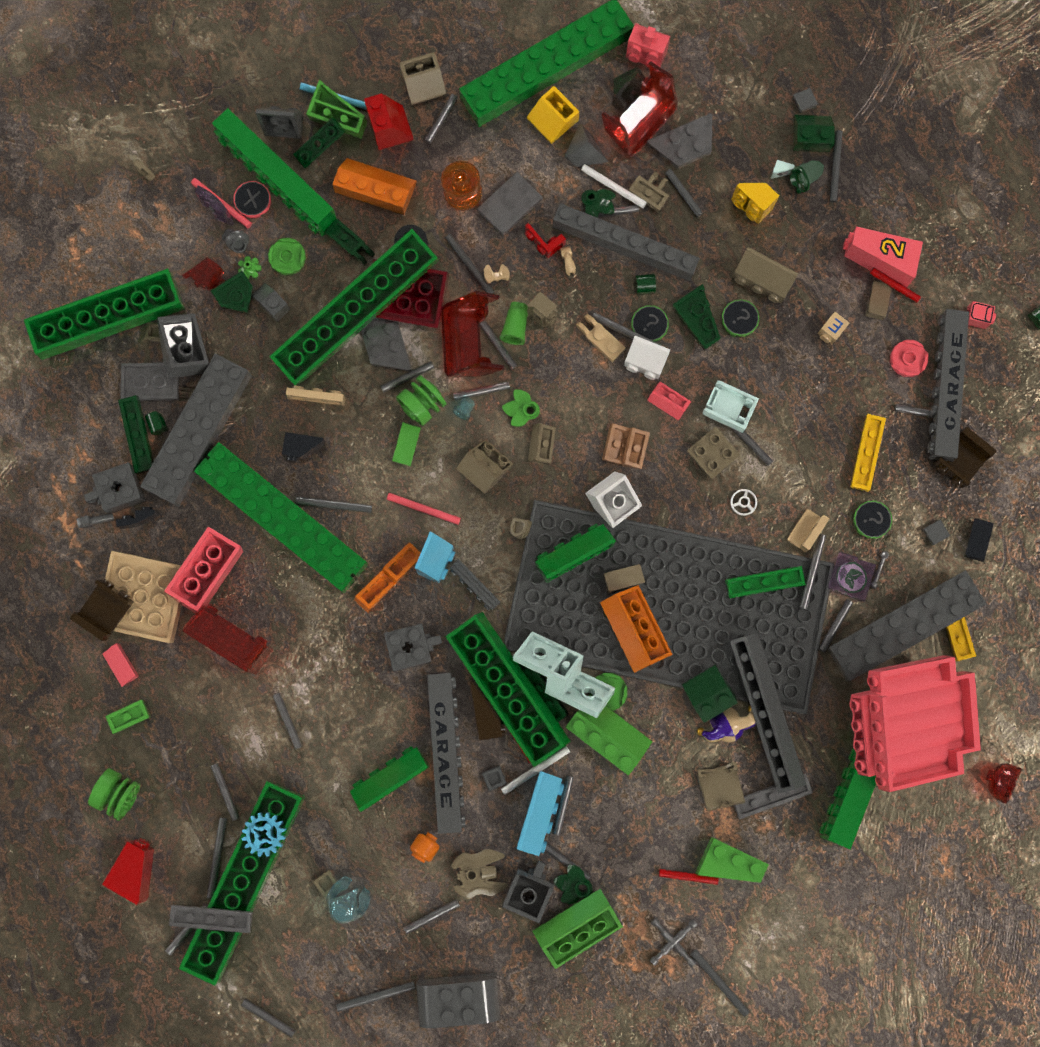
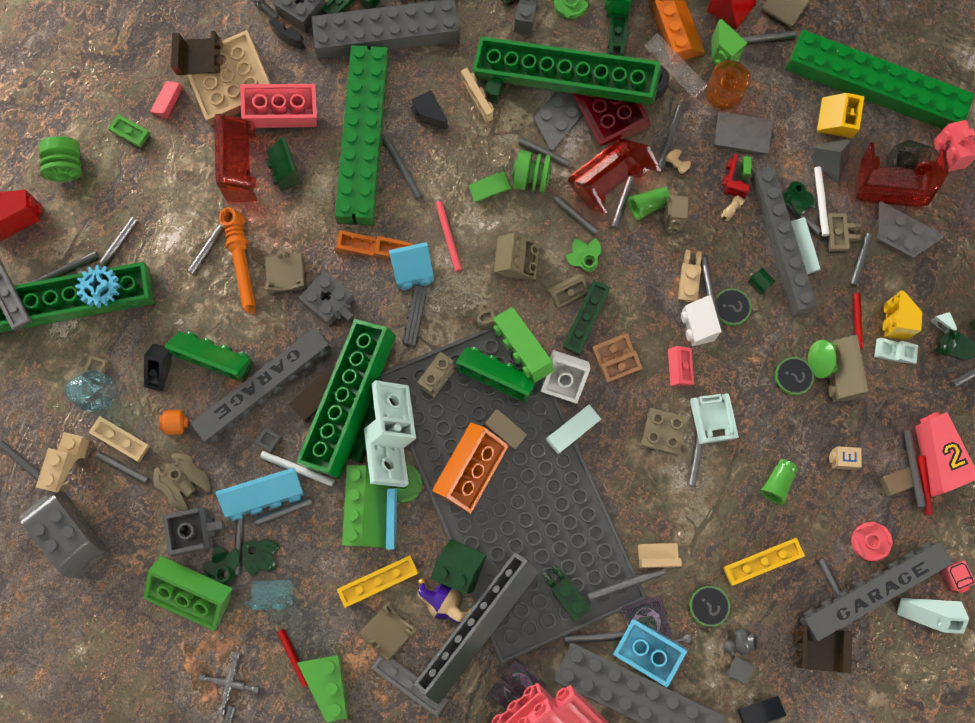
camera: 55 degrees right, 5 degrees down
(260, 604) = (283, 165): none -> dark green slope
(304, 692) = (237, 244): none -> orange piece
(322, 379) = (493, 90): none -> dark green brick
(357, 667) = (284, 272): none -> dark tan piece
(365, 830) = (156, 367): none -> black slope
(397, 963) = (60, 461): none -> tan arch
(406, 903) = (119, 439): none -> tan plate
(413, 214) = (675, 65): none -> clear plate
(426, 161) = (726, 44): none -> bright green slope
(464, 408) = (551, 210): clear light blue piece -> none
(540, 601) = (436, 374): none -> dark tan window
(542, 225) = (745, 168): none -> bright green tile
(567, 514) = (523, 345): none -> bright green brick
(576, 446) = (586, 317): none -> dark green plate
(589, 847) = (262, 557): none -> dark green plate
(625, 861) = (274, 593): none -> clear light blue bracket
(632, 720) = (391, 518): none -> medium azure tile
(641, 227) = (806, 245): none -> light aqua tile
(661, 523) = (573, 429): none -> light aqua tile
(674, 767) = (377, 581): none -> yellow plate
(697, 316) = (767, 341): dark green wing -> none
(728, 232) = (858, 318): none -> red bar
(743, 506) = (638, 486): white piece -> none
(744, 286) = (823, 358): none -> bright green dish
(765, 582) = (588, 550): green tile -> none
(776, 223) = (896, 351): none -> light aqua slope
(790, 623) = (567, 595): none -> dark green hinge
(816, 393) = (779, 482): none -> bright green plant
(832, 714) = (513, 683): none -> slope
(878, 283) = (914, 469): none -> dark grey bar
(879, 590) = (650, 652): none -> medium azure slope
(920, 515) = (744, 643): none -> dark grey animal
(999, 351) = (937, 614): none -> light aqua slope

